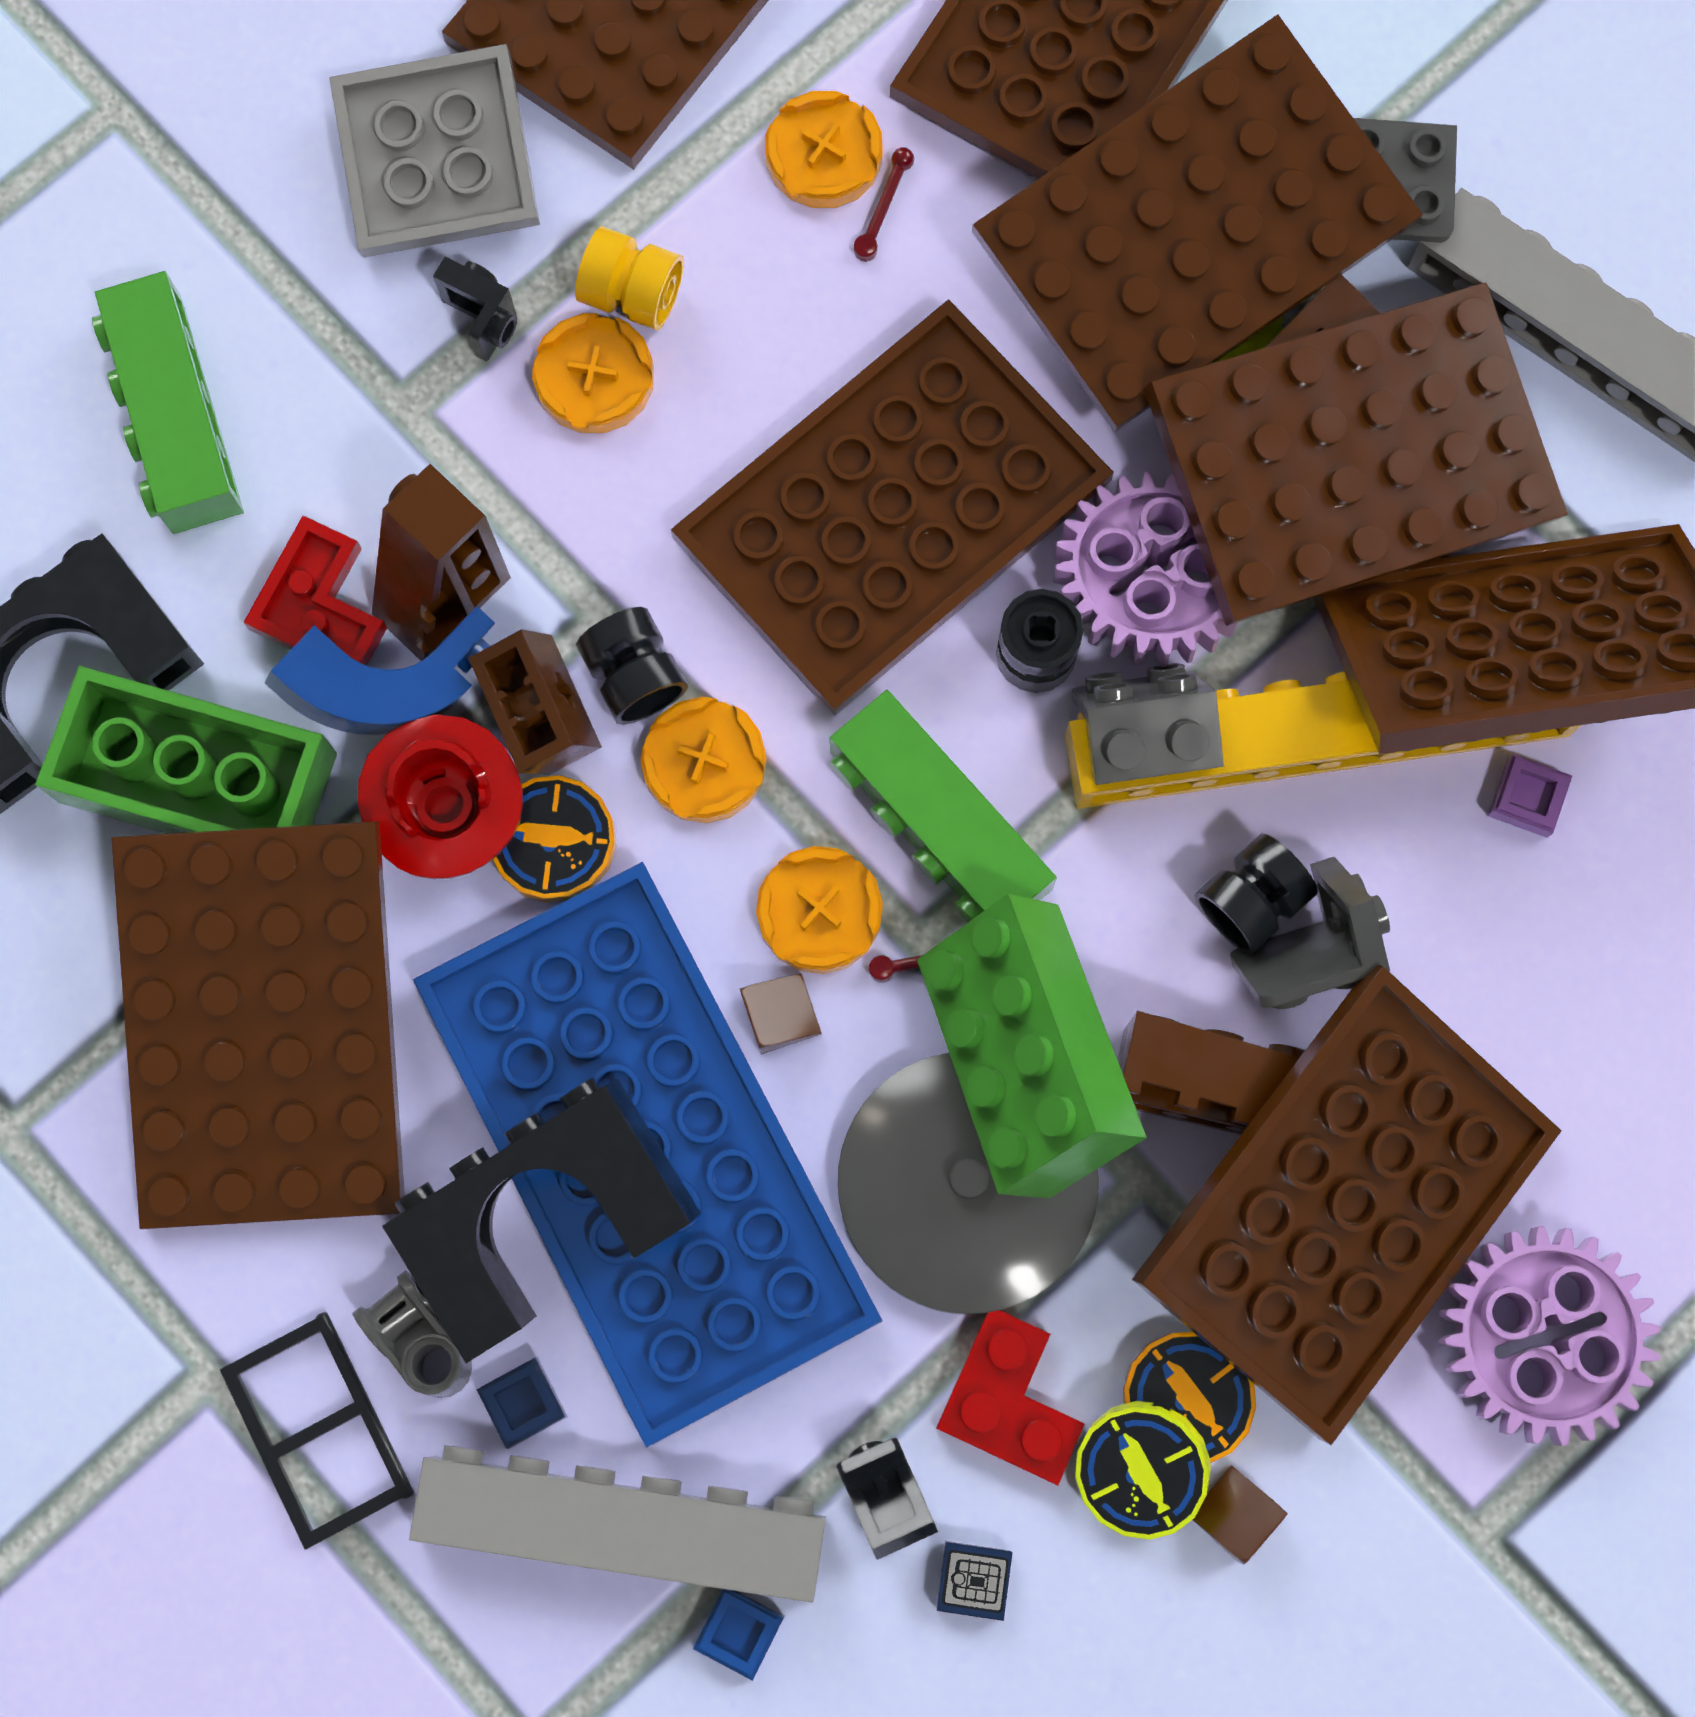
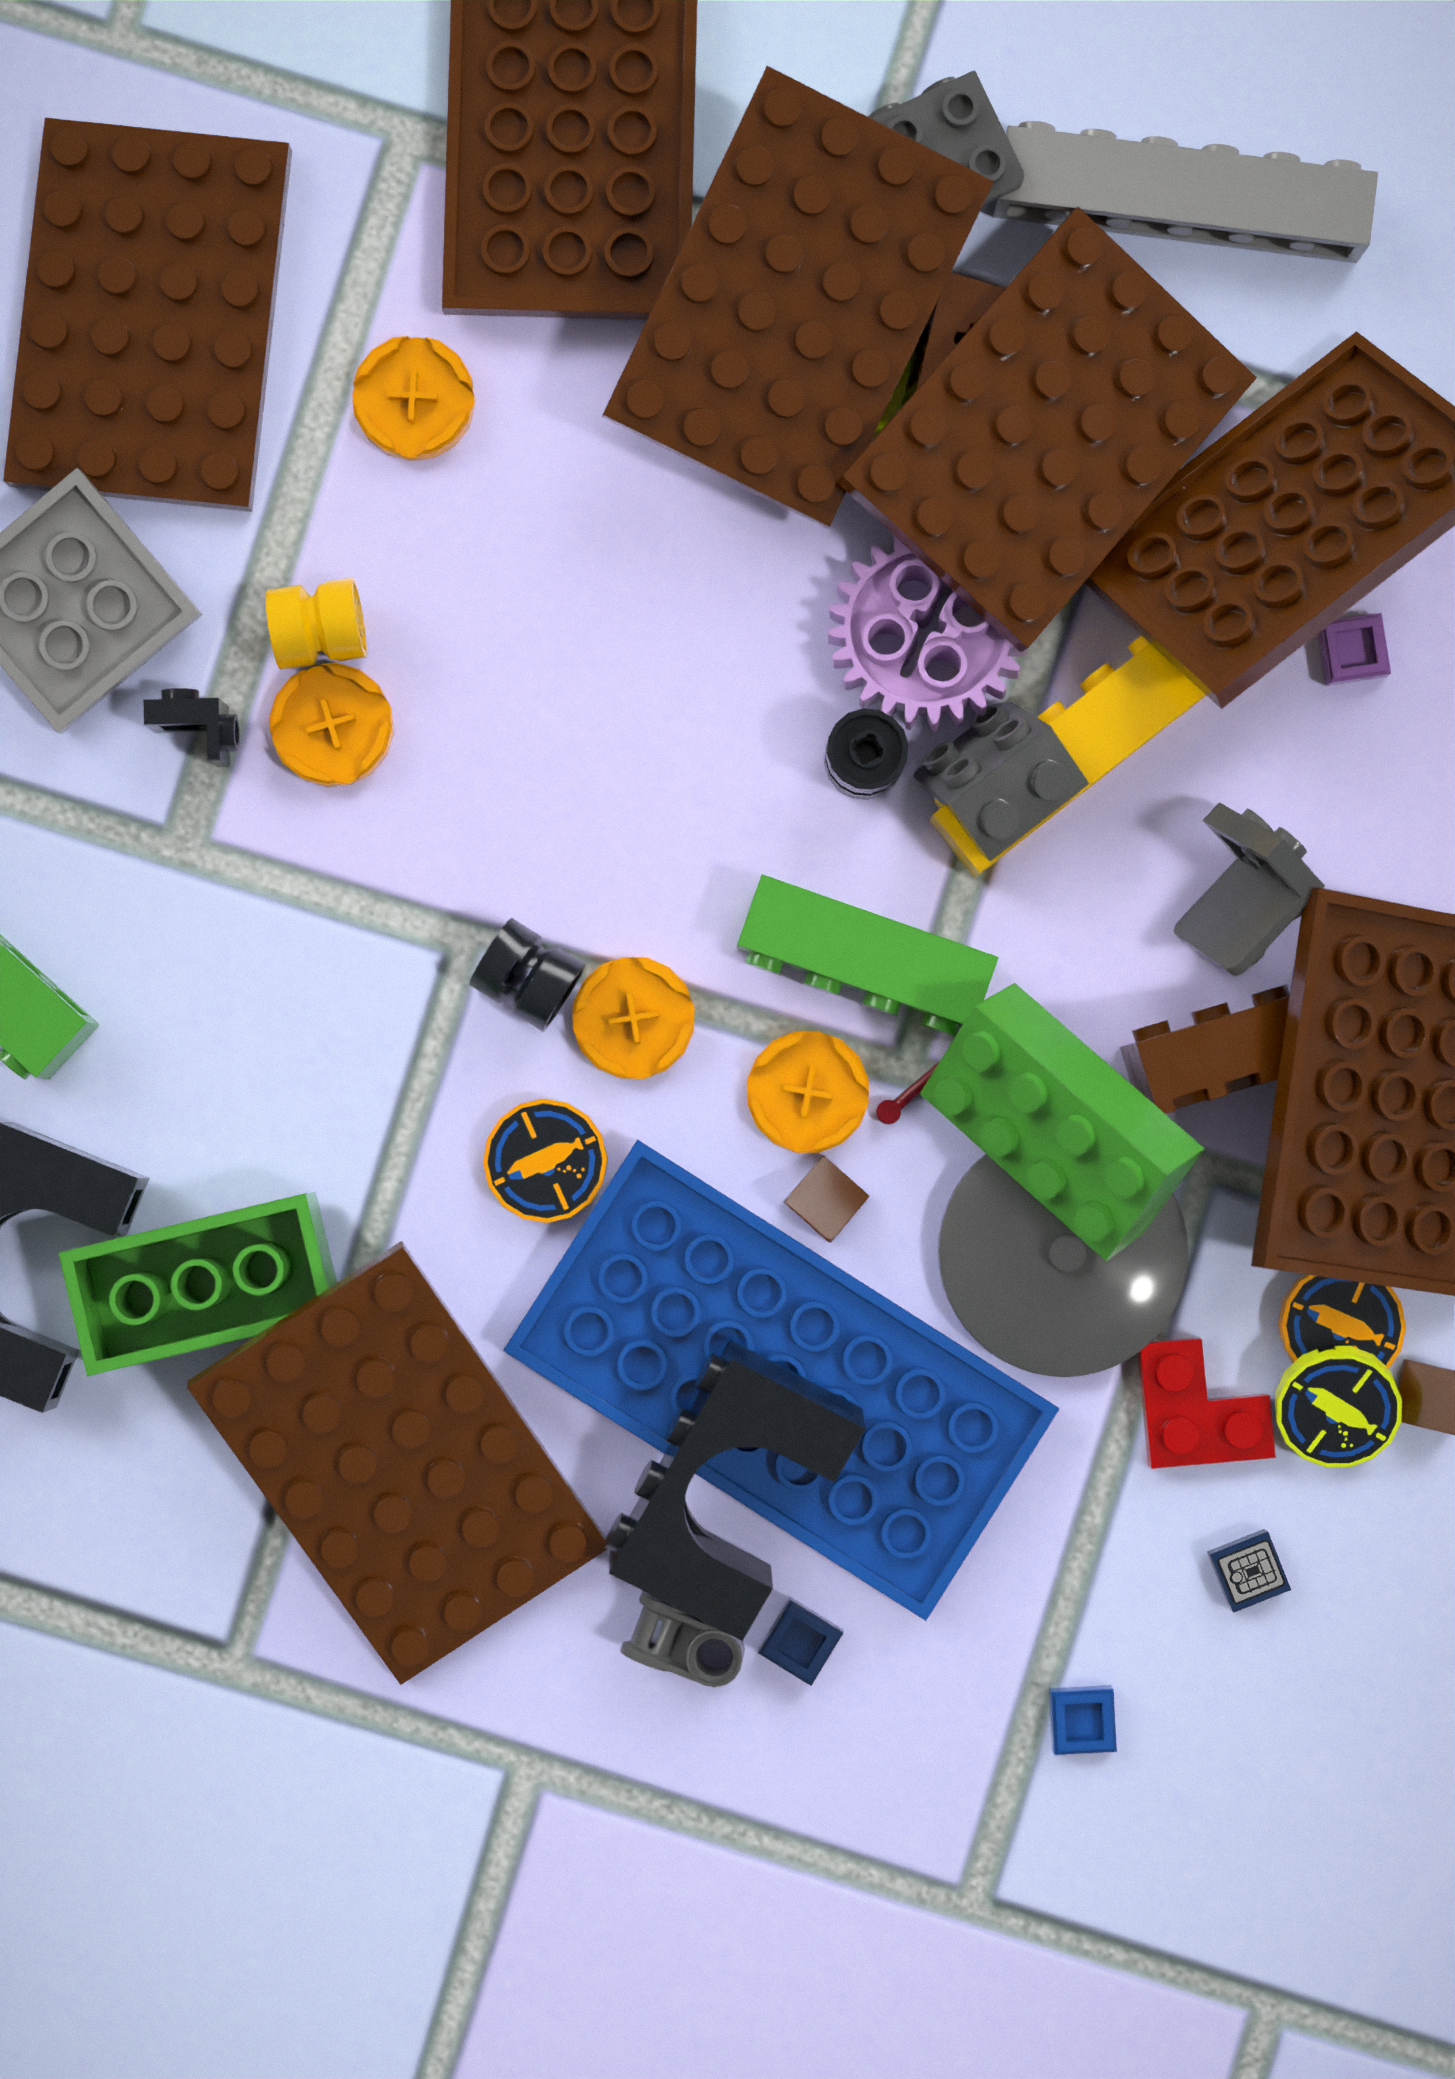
camera: 30 degrees left, 10 degrees up
(272, 1453) = (619, 1798): black window -> none
(304, 593) = (202, 1081): red plate -> none
(373, 701) = (295, 1145): blue arch -> none
(433, 561) = (306, 990): reddish brown wedge -> none
(441, 796) = (436, 1185): red hat -> none
(534, 702) = (465, 1056): reddish brown brick -> none
(619, 1526) = (940, 1694): light grey brick -> none
(866, 245) = (503, 468): dark red hinge -> none
(886, 1497) = (1143, 1548): black bracket -> none
(891, 506) = (666, 699): reddish brown plate -> none
(1241, 909) = (1168, 894): black wheel -> none

